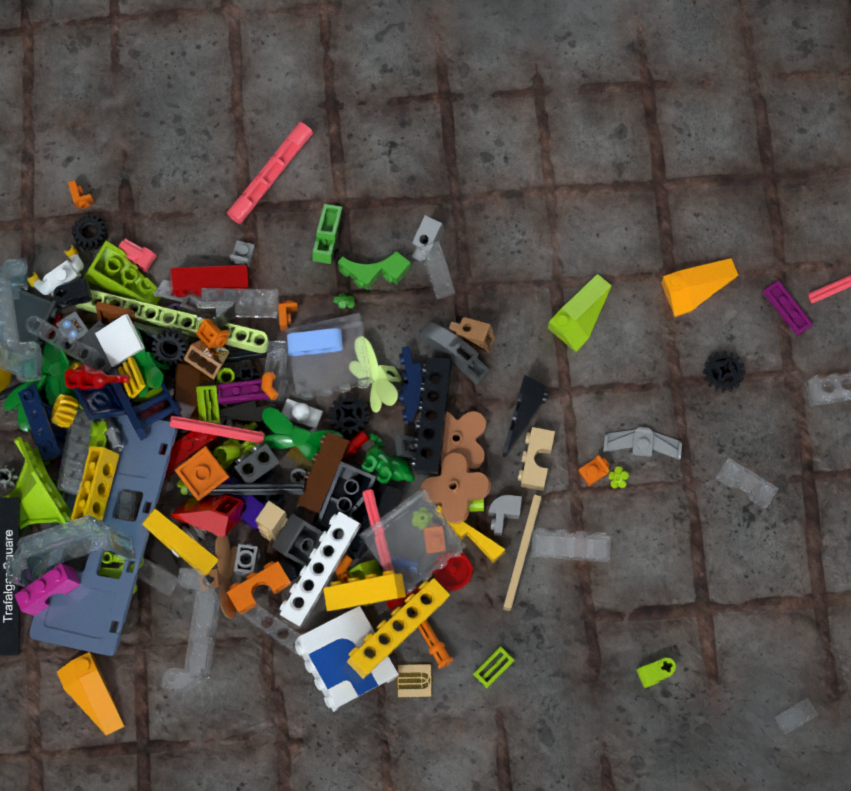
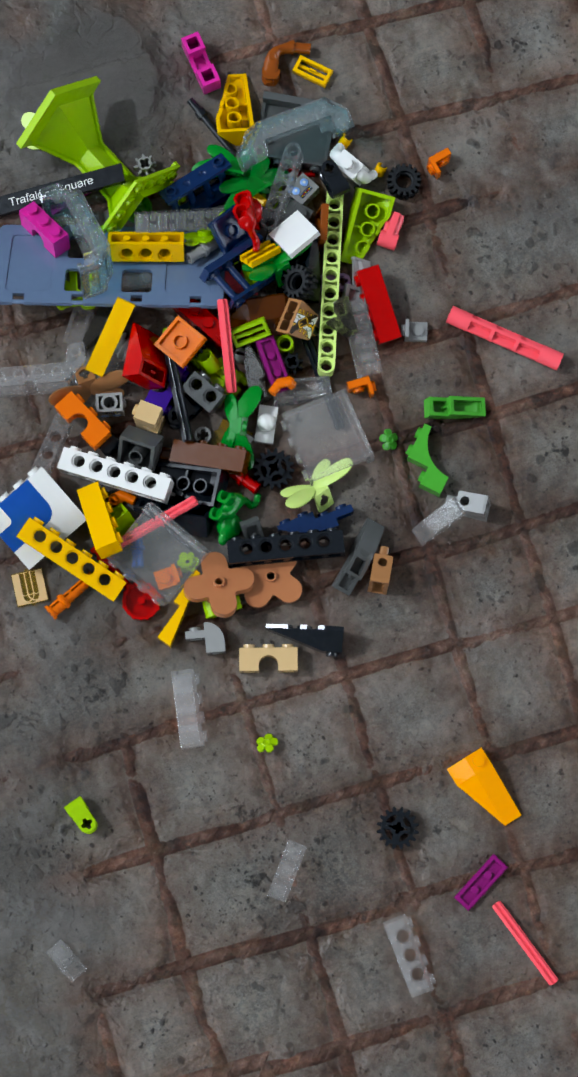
camera: 75 degrees right, 5 degrees up
(64, 411) = (213, 200): yellow gear -> none
(211, 334) = (318, 317): orange bracket -> none
(314, 342) = (334, 418): light blue beam -> none
(488, 661) = (70, 668): lime tile -> none
(522, 553) = (171, 663): tan tile -> none
(578, 316) = (423, 672): lime wedge -> none
(594, 470) = (269, 718): orange bracket -> none
(642, 442) = (308, 760): light grey plate -> none

